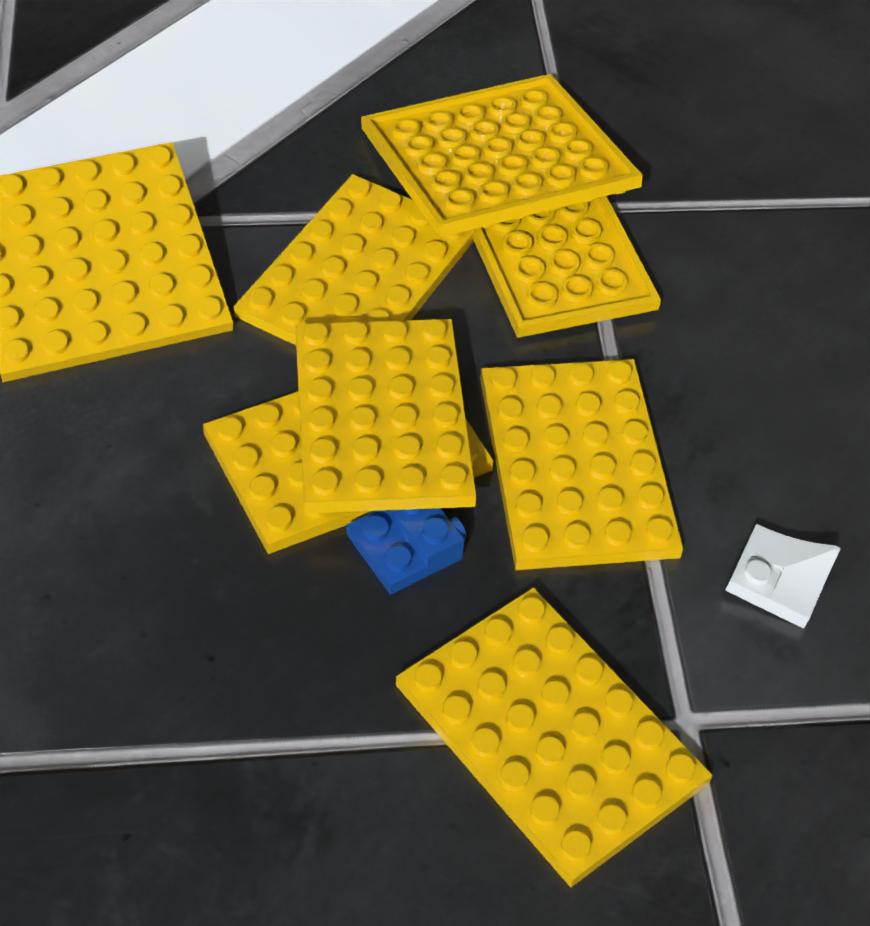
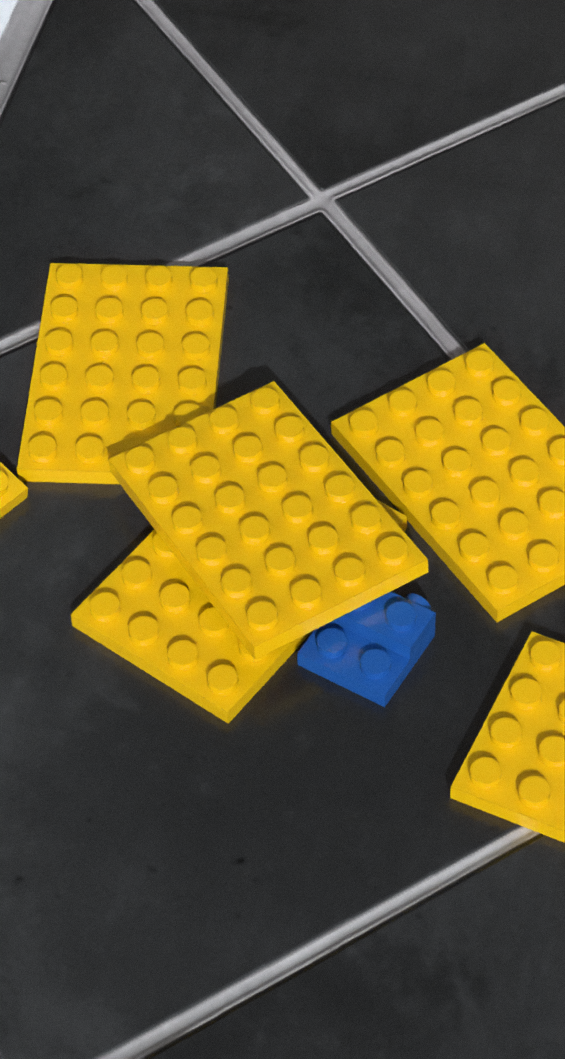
camera: 20 degrees left, 0 degrees up
(499, 154) = (203, 173): yellow plate -> none
(565, 268) = (318, 251): yellow plate -> none

